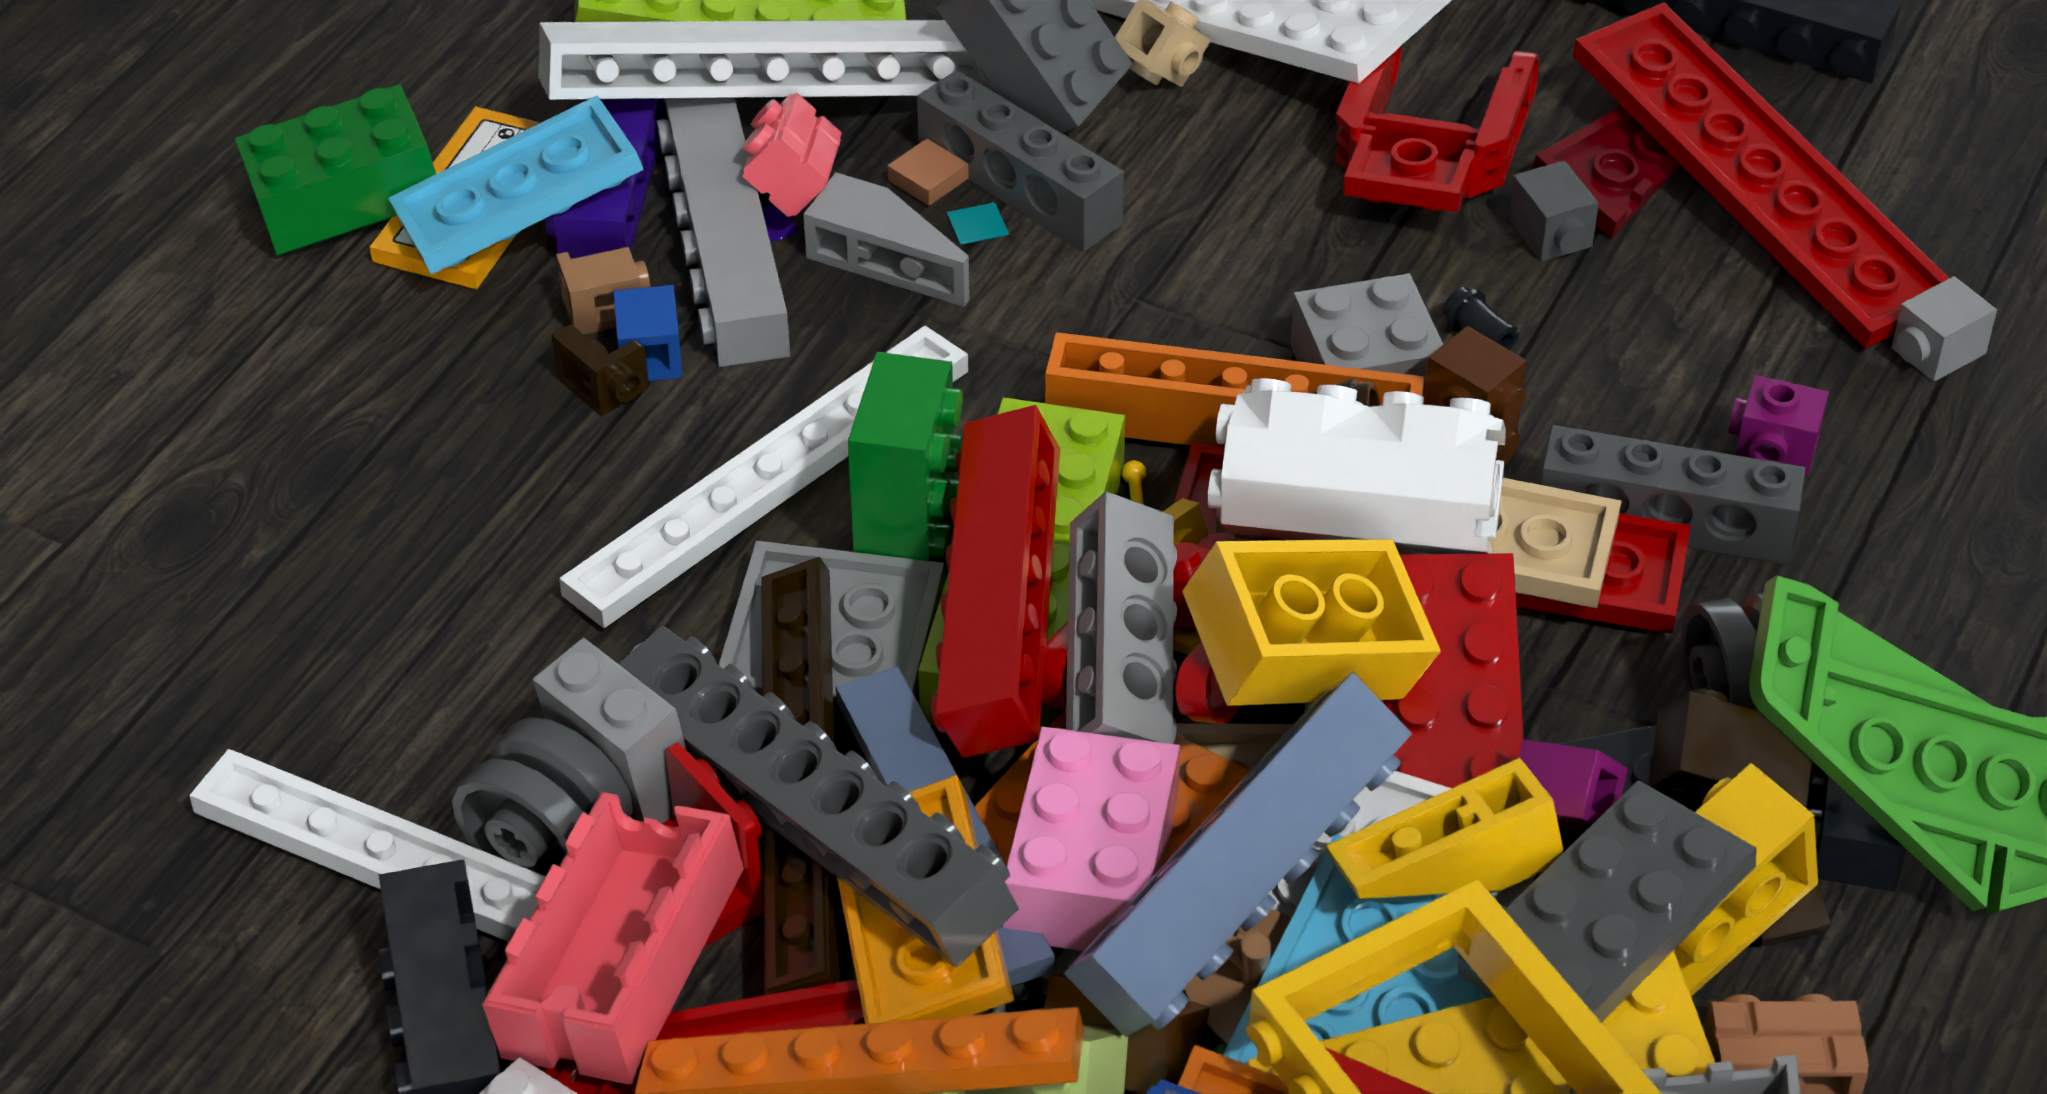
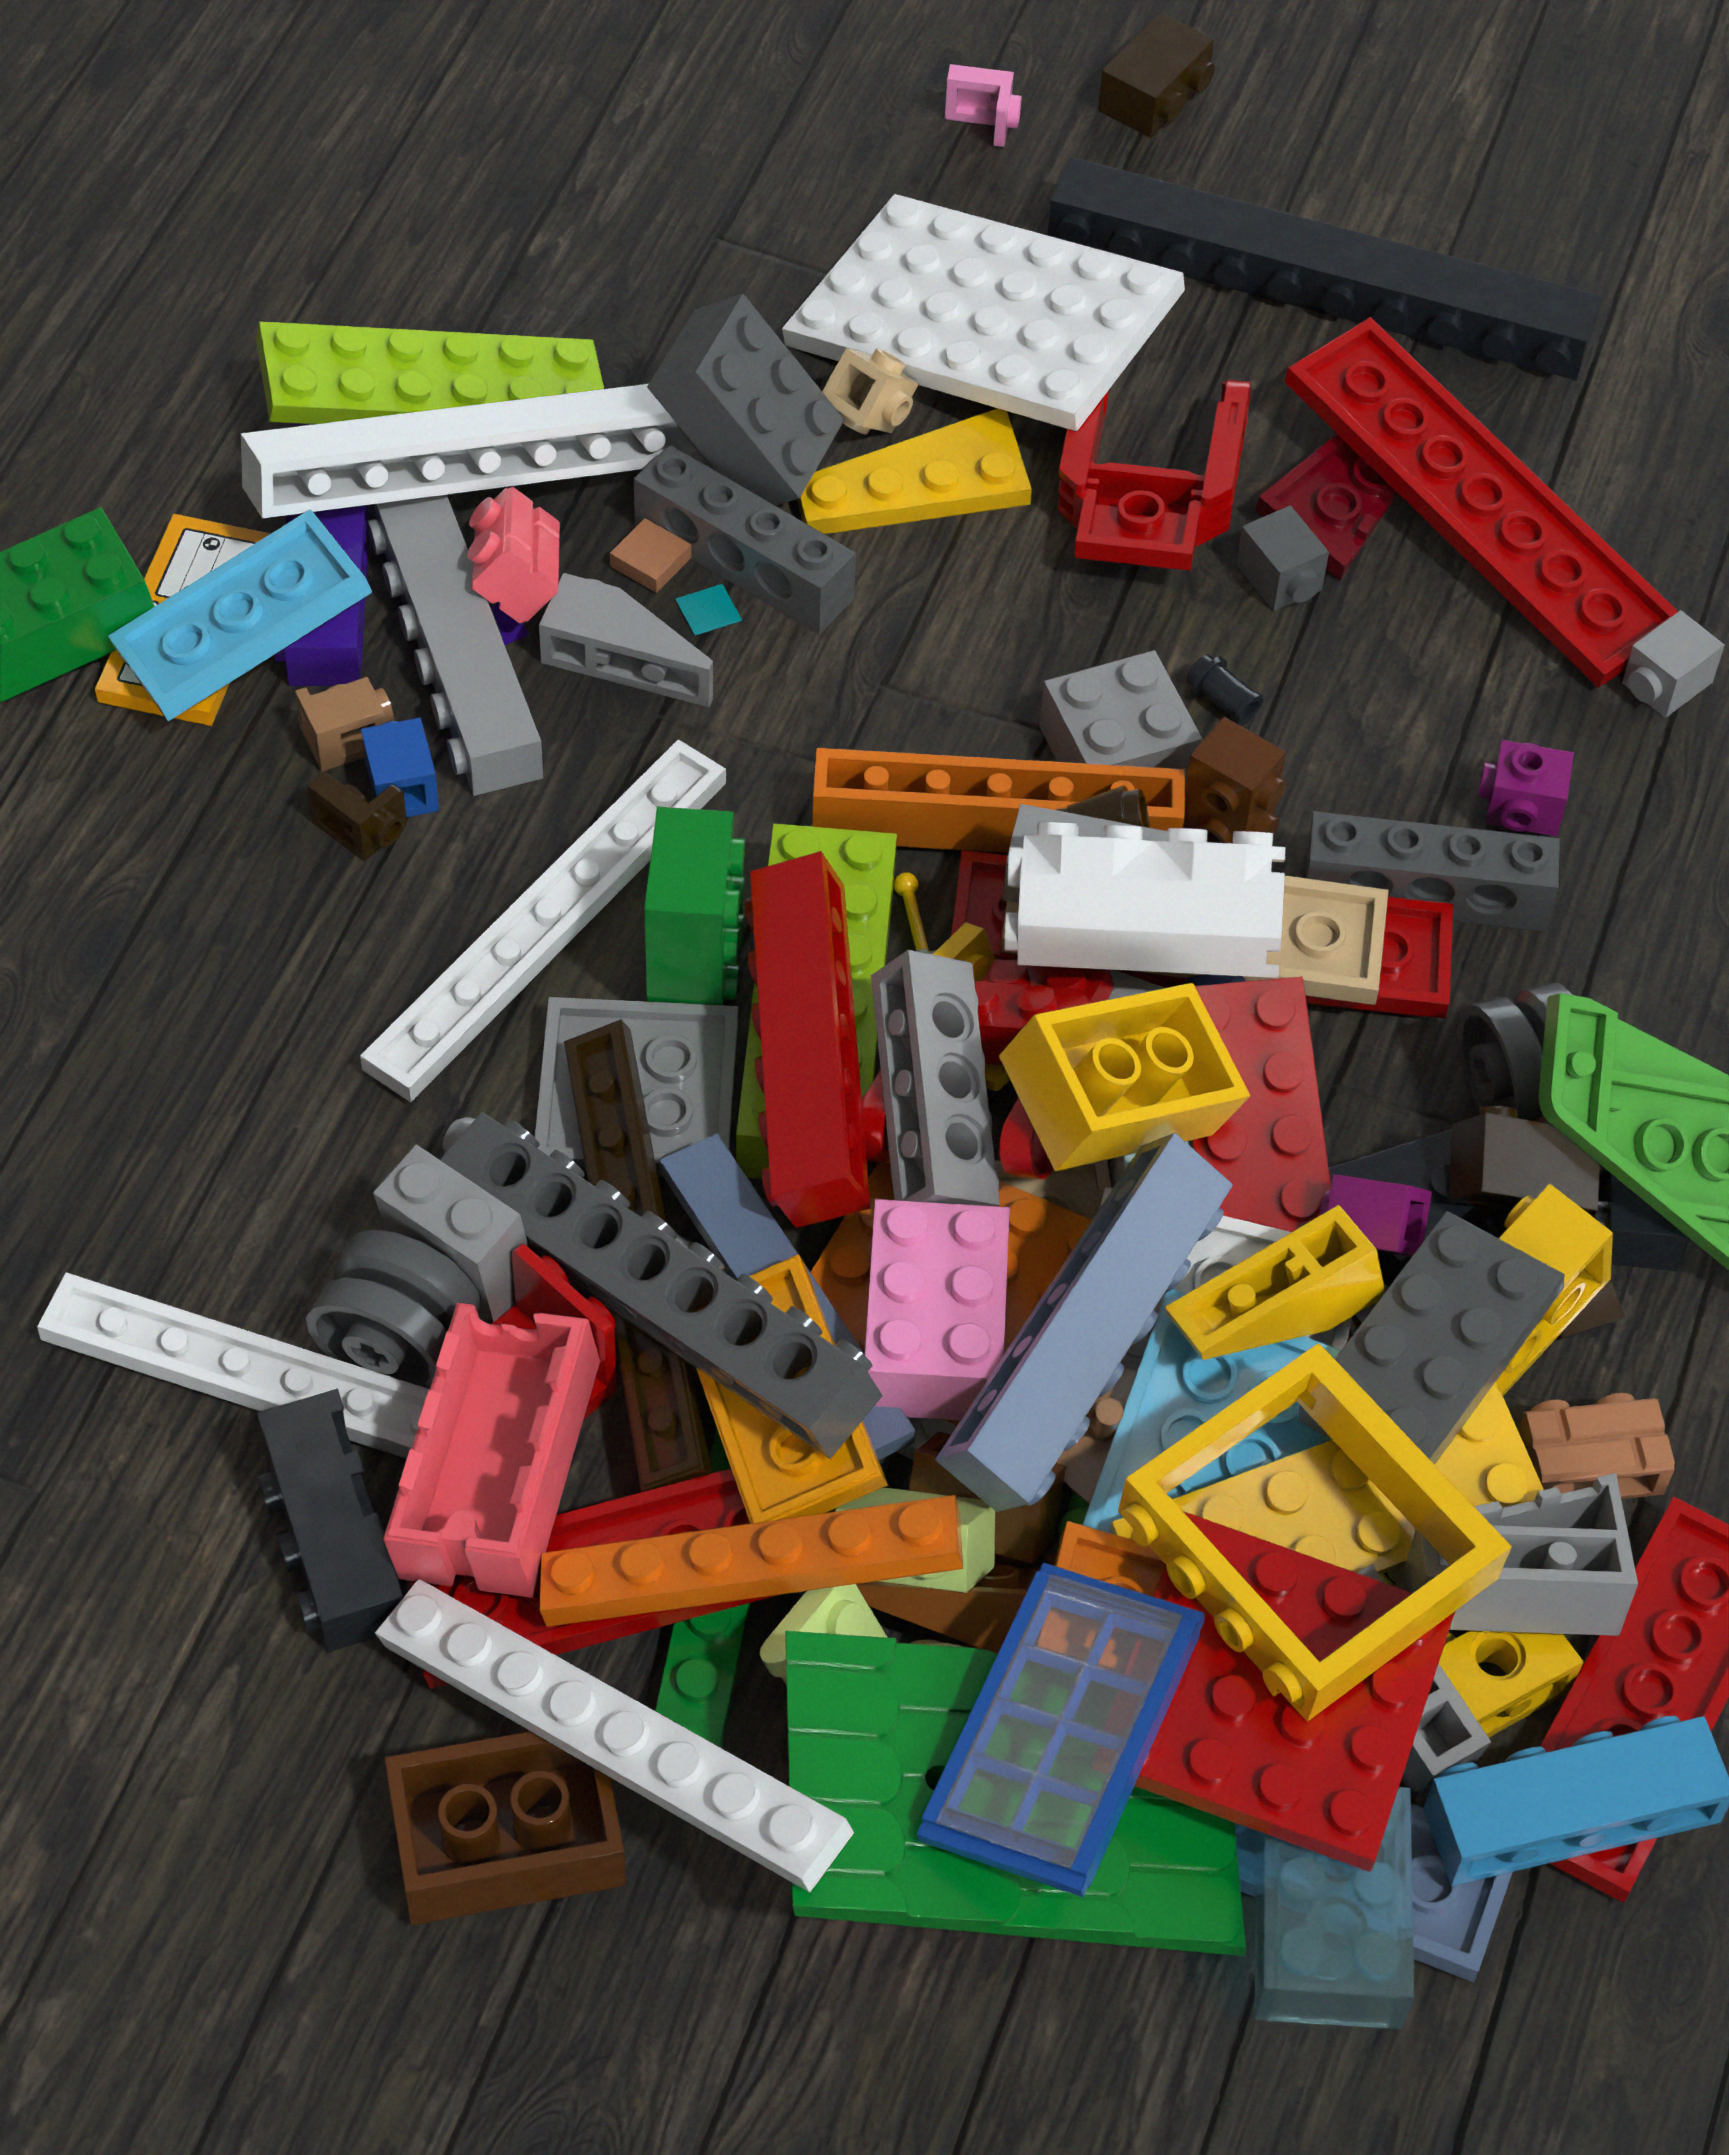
camera: 10 degrees left, 10 degrees up
(1210, 123) = (930, 476): none -> yellow wing

